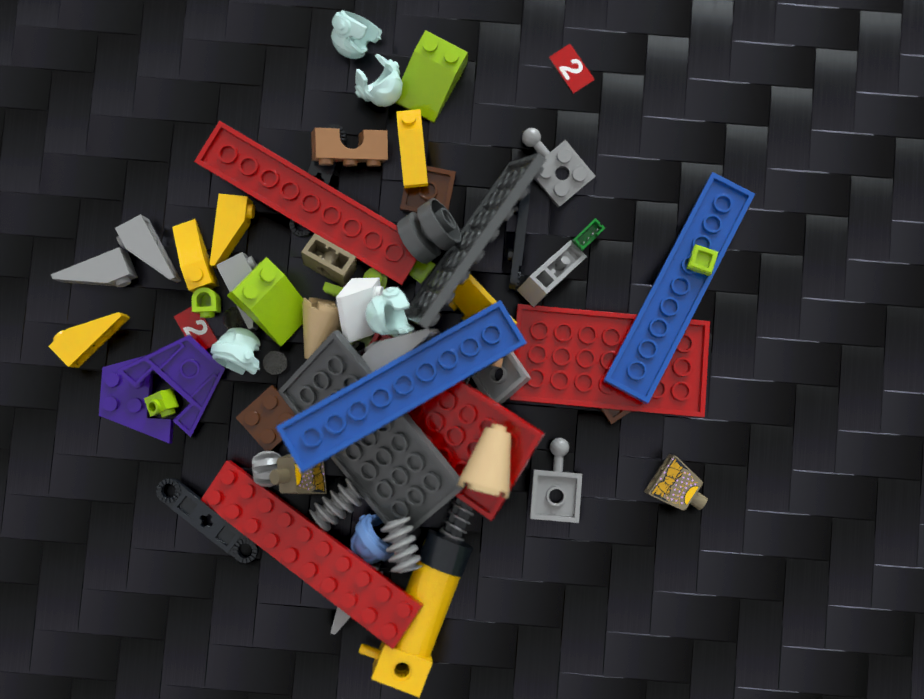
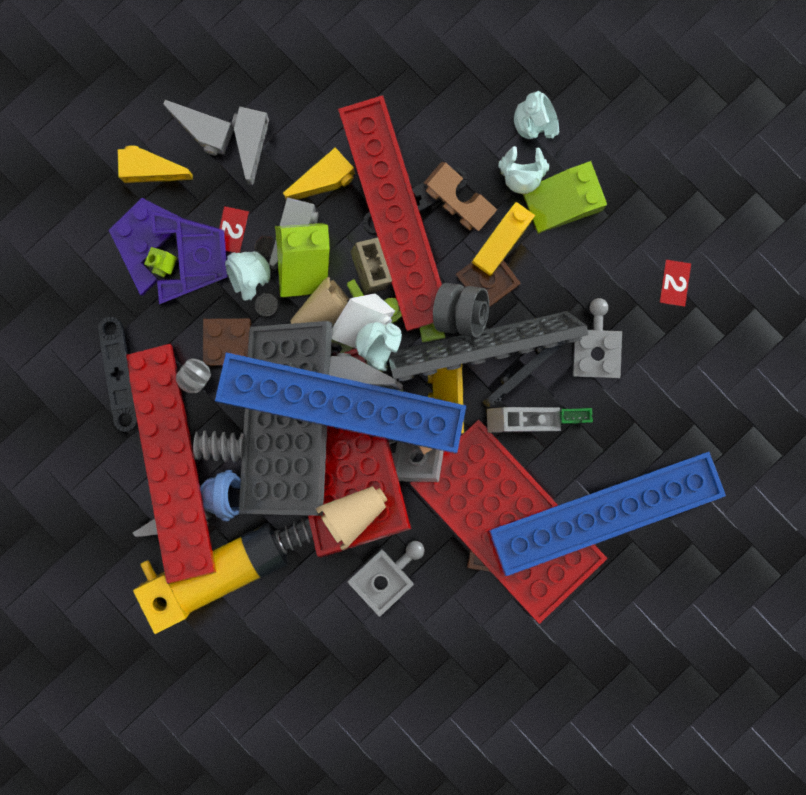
camera: 45 degrees right, 0 degrees up
(193, 257) = (276, 177): yellow slope -> none
(206, 302) = (256, 217): lime plate -> none
(294, 482) = (203, 402): dark tan torso -> none
(401, 545) = (238, 515): light grey piece -> none
(676, 485) = (474, 654): torso -> none
(702, 260) = (641, 508): lime tile -> none

